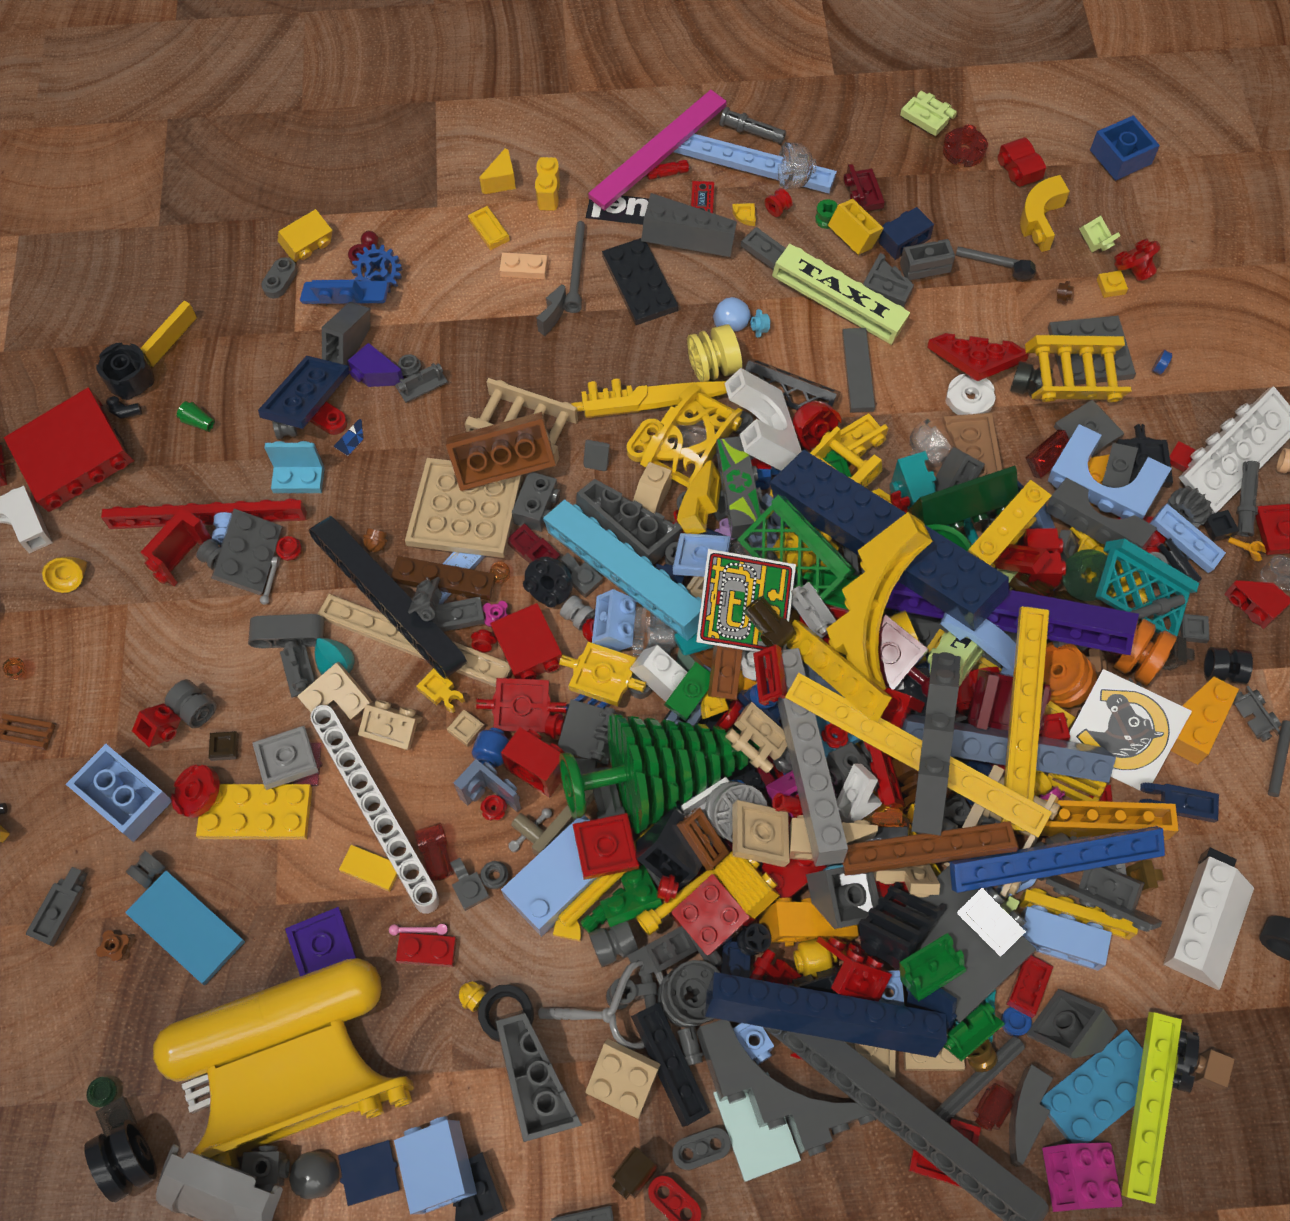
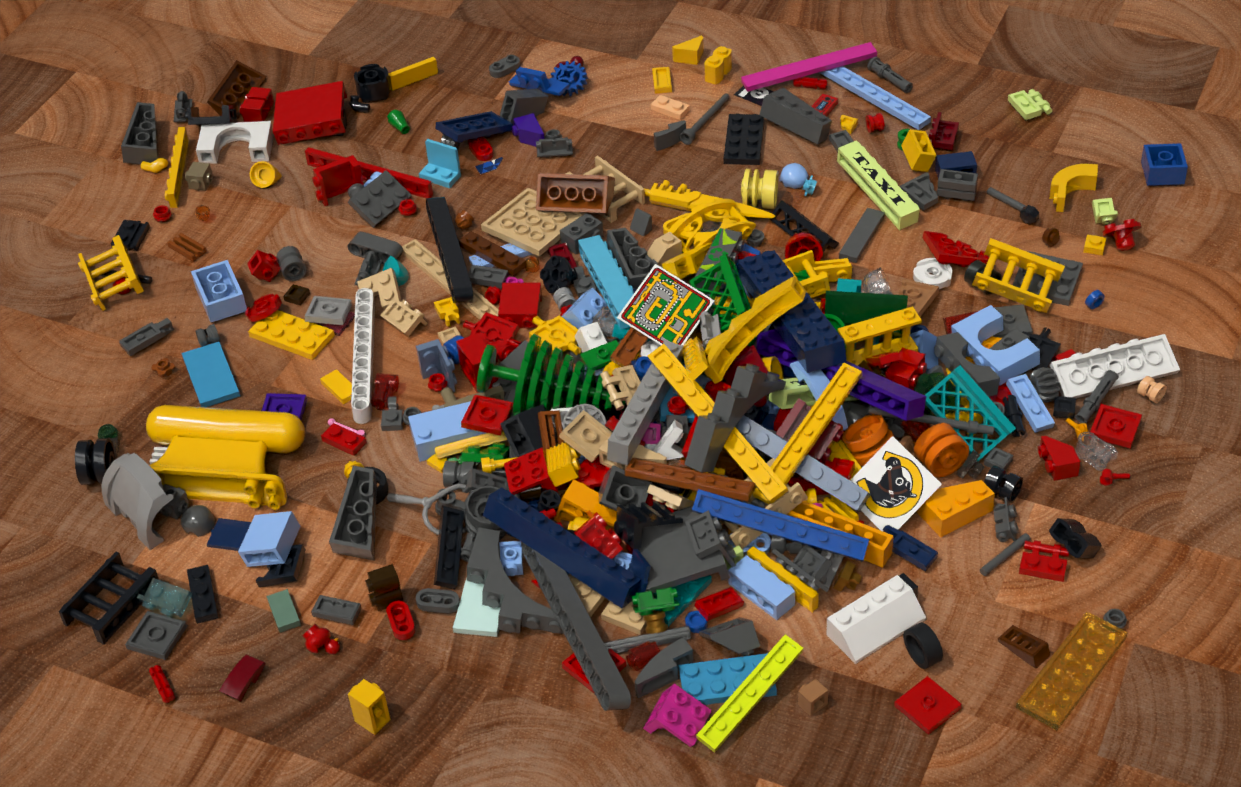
camera: 30 degrees right, 20 degrees down
(265, 598) = (374, 230): light grey hinge -> none
(305, 236) = (535, 46): yellow brick -> none
(426, 599) = (471, 255): dark grey hinge -> none
(622, 1078) = (414, 542): tan plate -> none
(667, 888) = (509, 448): red plate -> none
(771, 626) = (673, 329): dark brown piece -> none
(773, 435) = (773, 223): white arch -> none
(774, 674) = (652, 345): red tile -> none
(796, 165) = (897, 100): clear cylinder -> none
(932, 967) = (646, 542): green hinge -> none
(965, 136) = (1036, 127): clear red plate -> none
(1021, 162) = (1077, 150): red brick -> none
(1186, 1060) = (792, 677): black plate -> none

